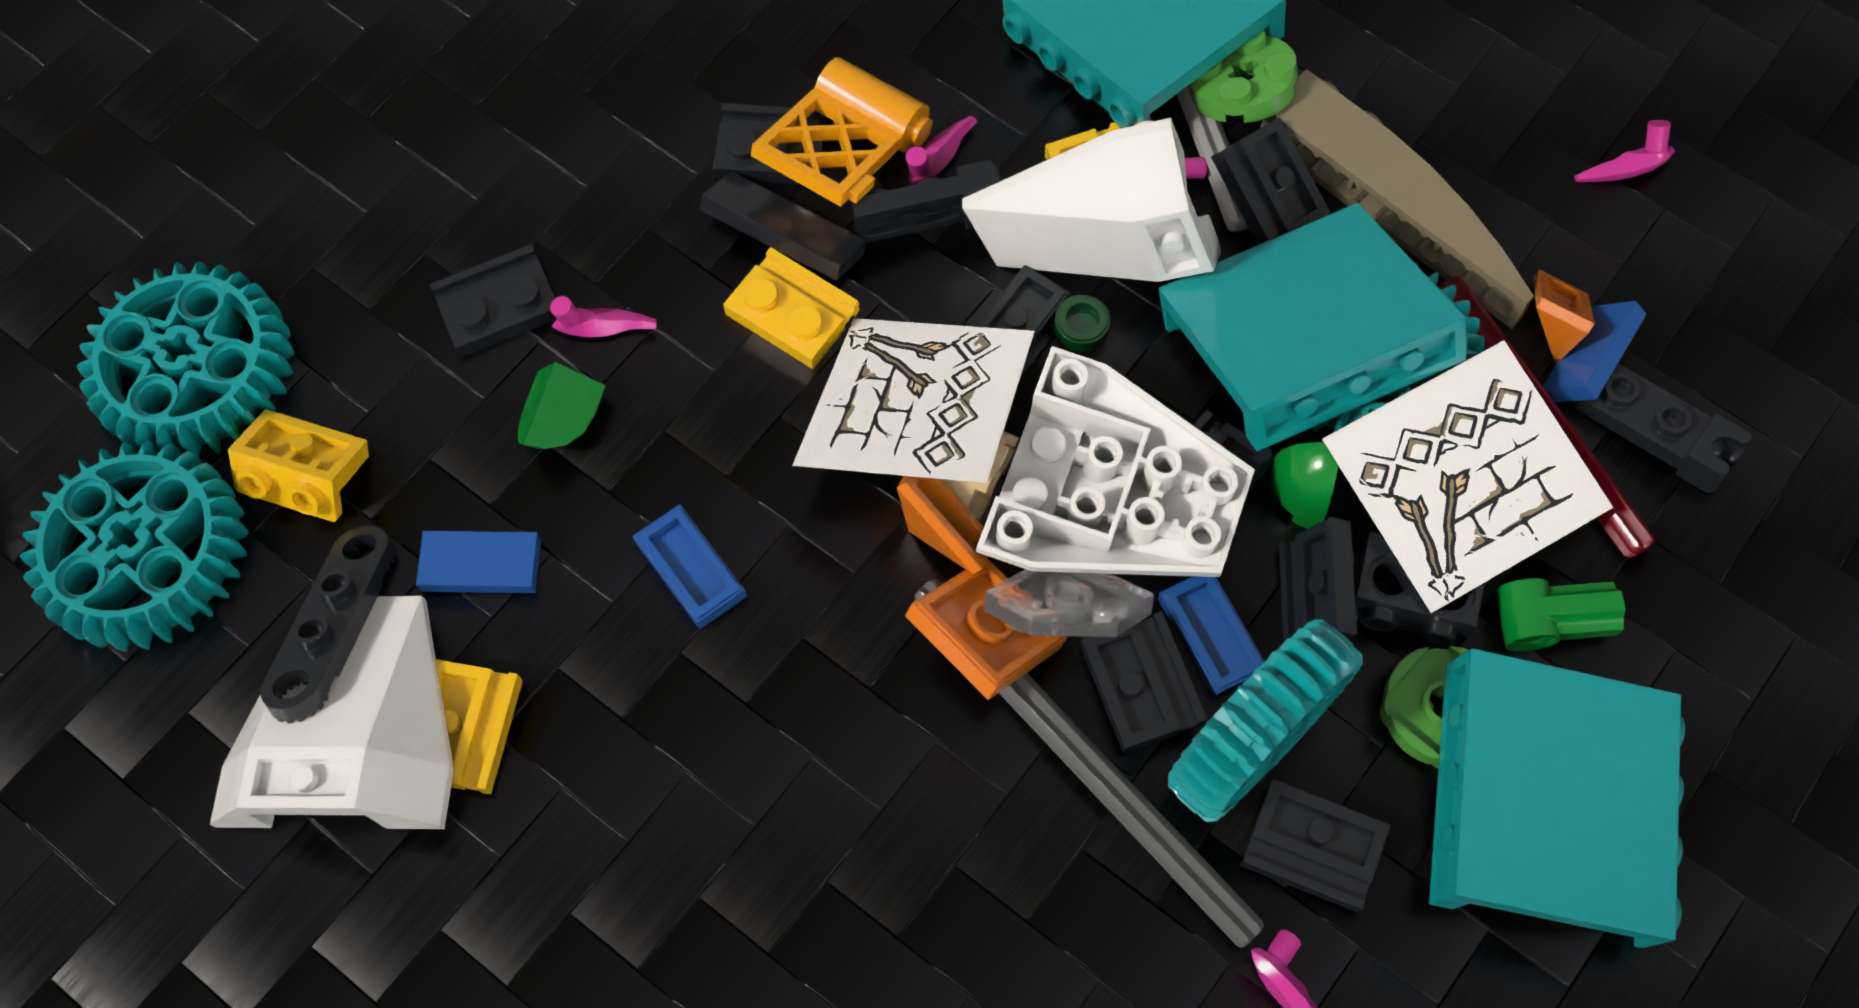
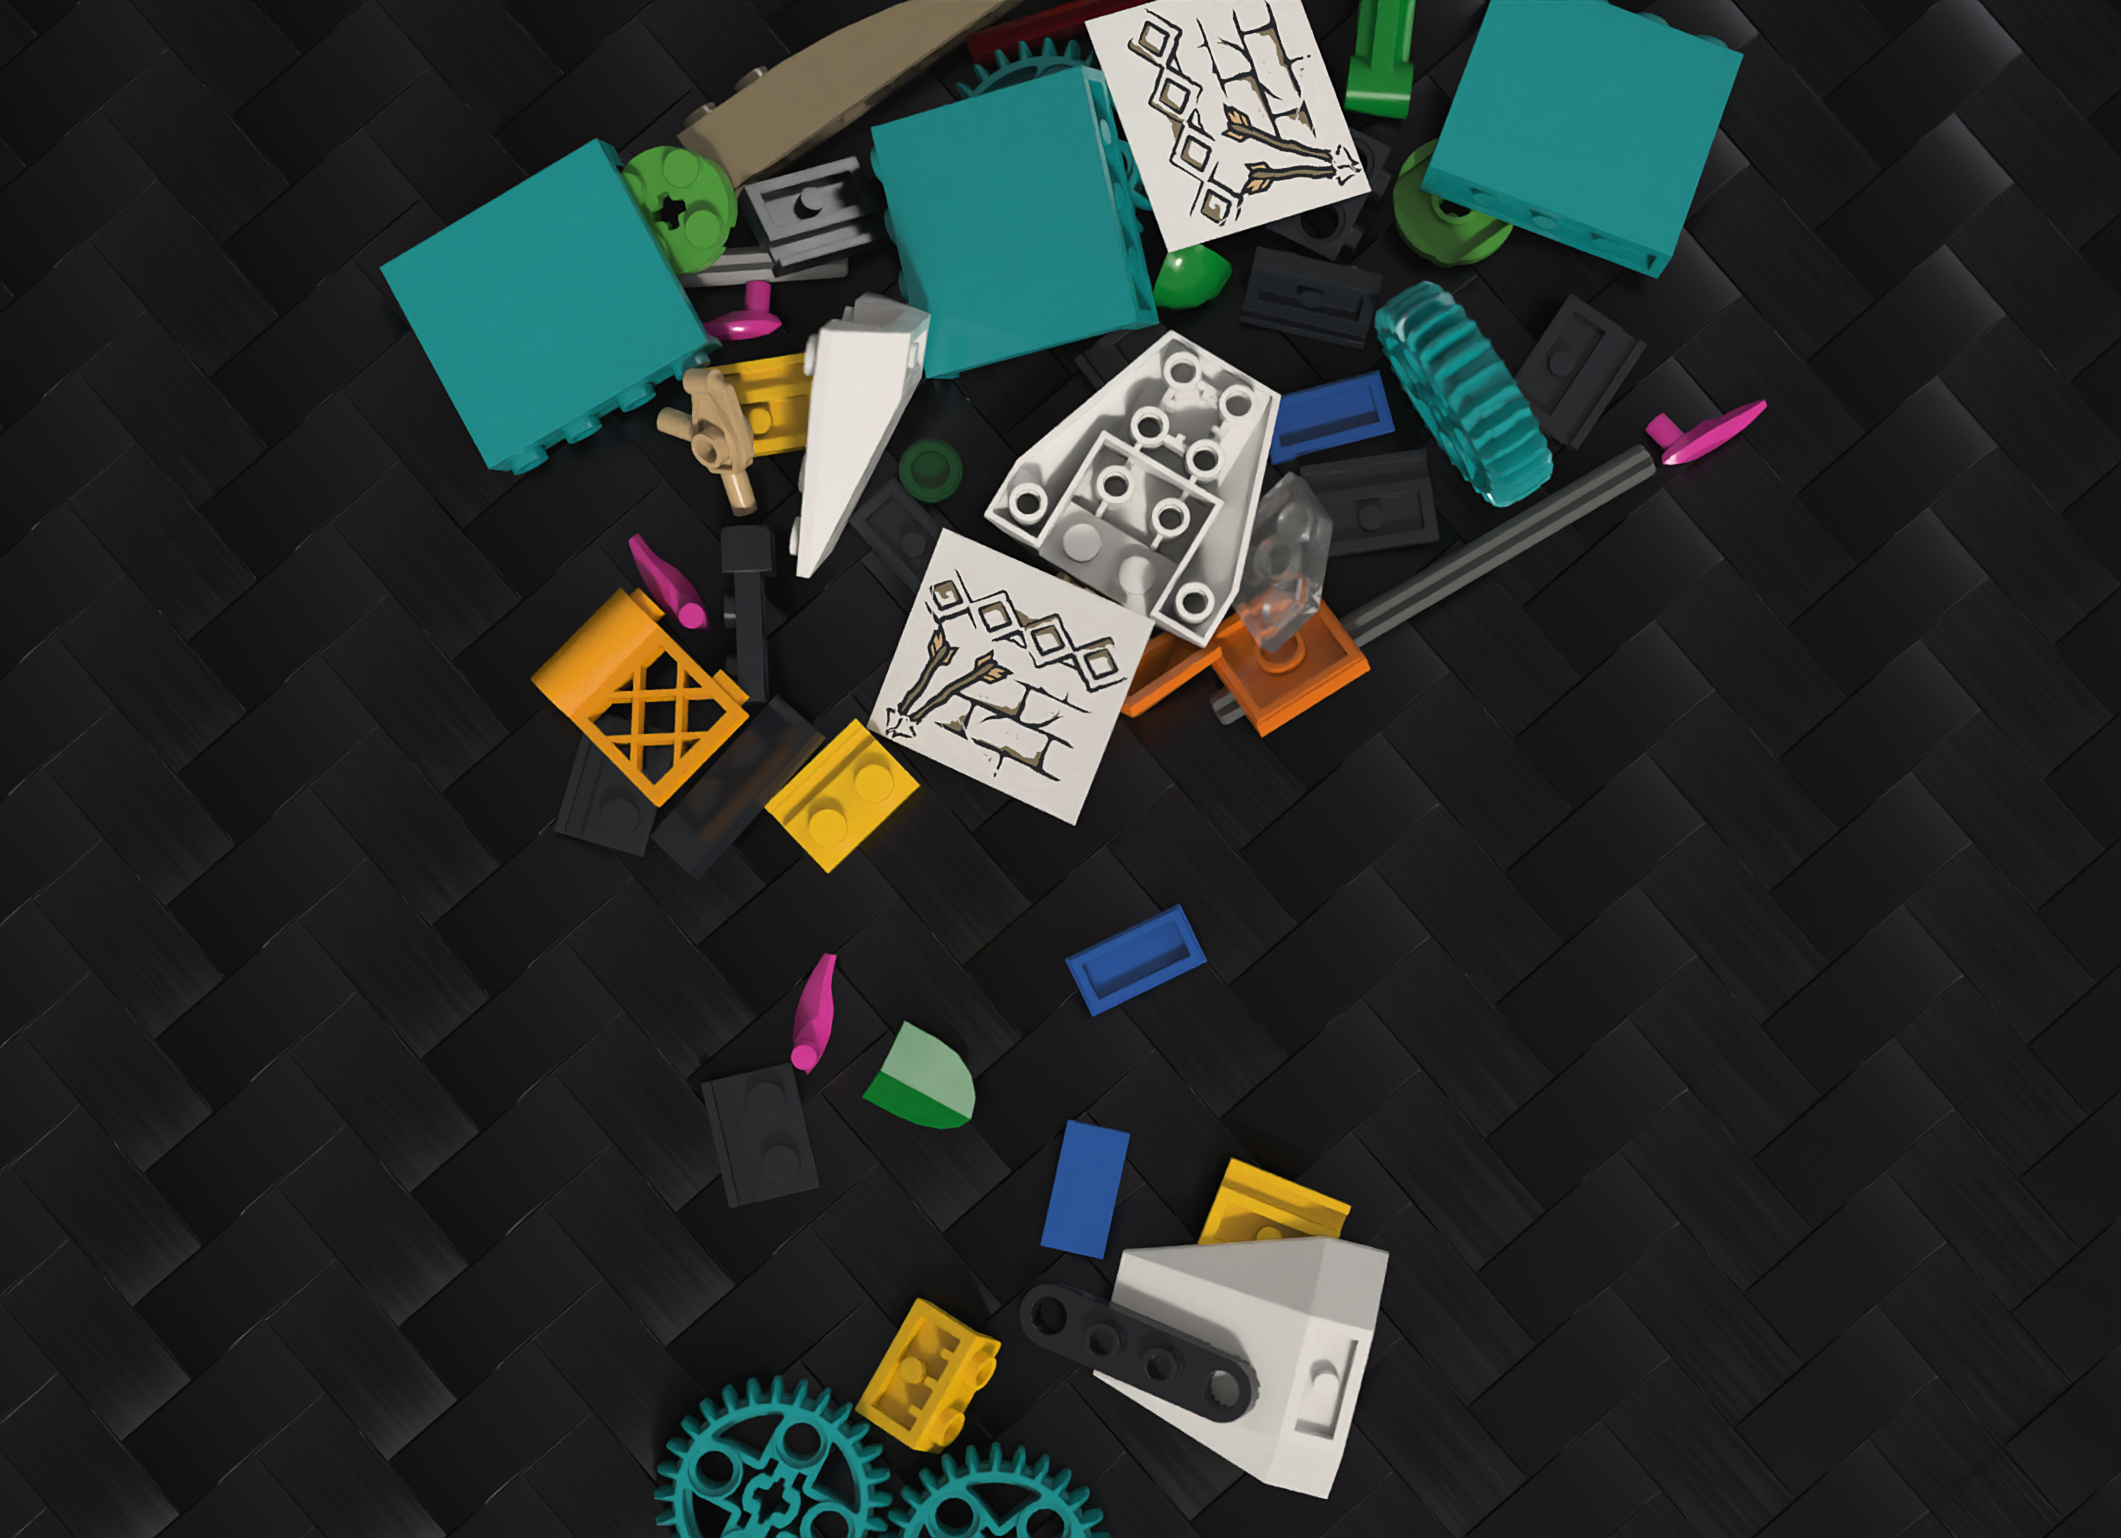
camera: 80 degrees left, 20 degrees up
(1075, 129) = (717, 433): none -> tan piece

